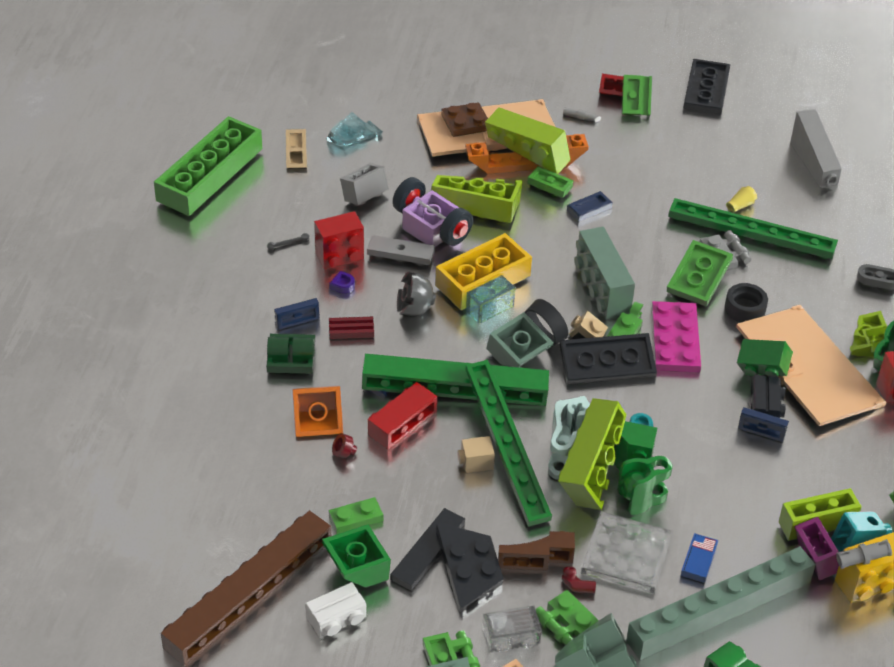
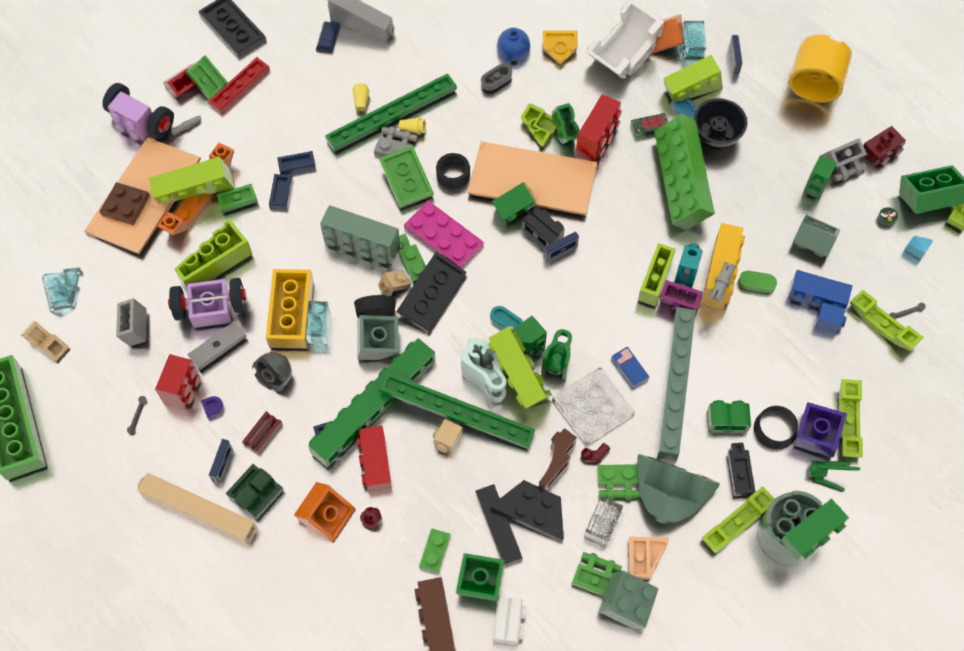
camera: 50 degrees left, 20 degrees up
(239, 326) = (197, 508): none -> tan brick
(548, 76) = (136, 116): none -> brick
(628, 200) = (296, 163): none -> dark blue tile
(657, 123) = (239, 85): none -> red tile
(757, 250) = (414, 125): none -> light yellow cone
(773, 147) = (327, 36): none -> dark blue tile

